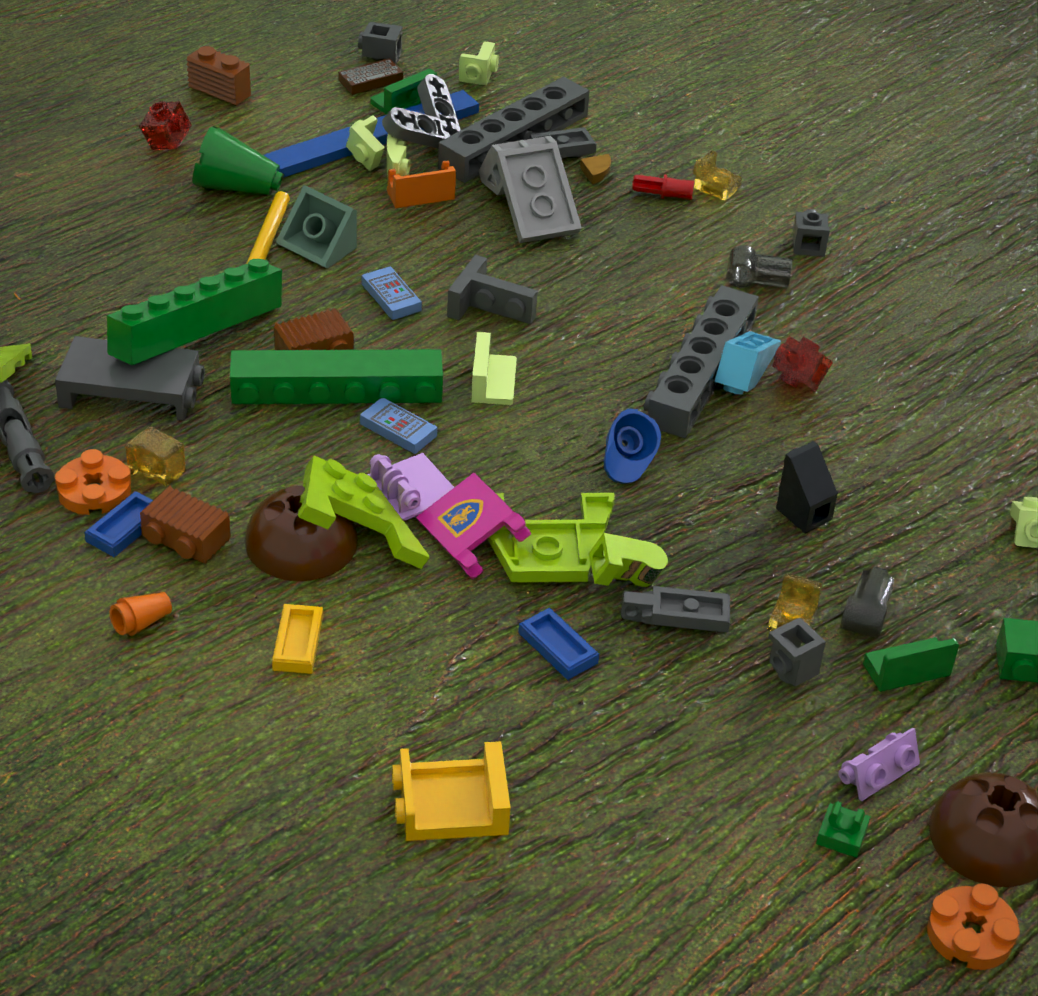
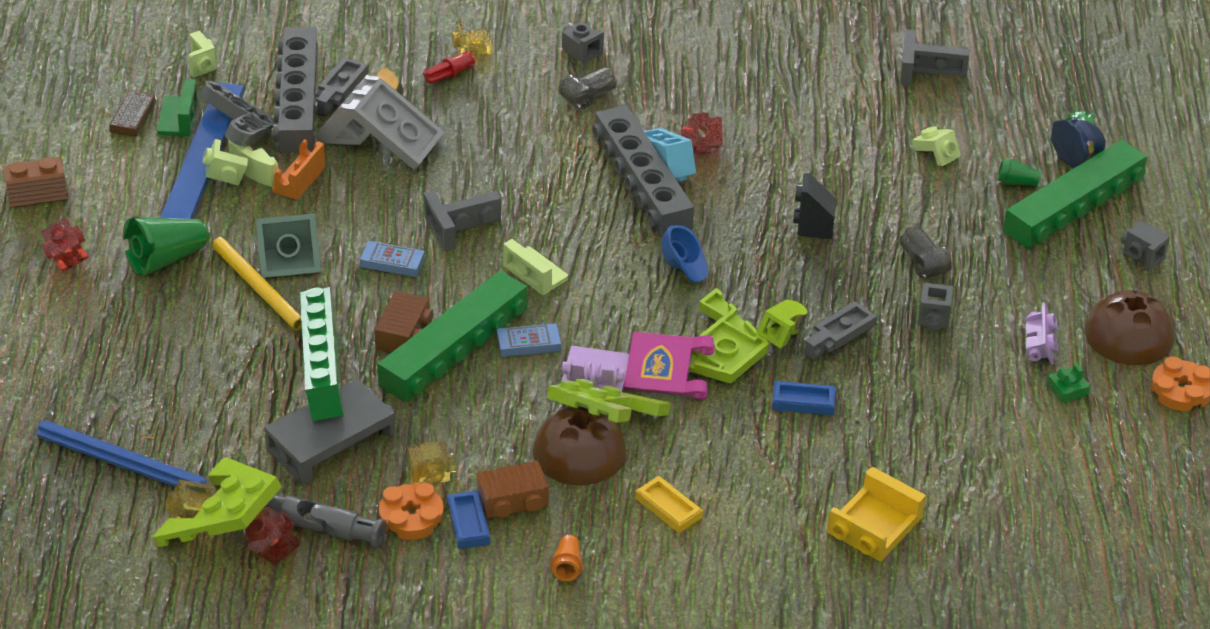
camera: 45 degrees left, 0 degrees up
(381, 41) = (106, 80): dark grey brick -> none
(797, 599) = (890, 283): clear yellow bracket -> none
(911, 663) = (983, 271): green panel -> none

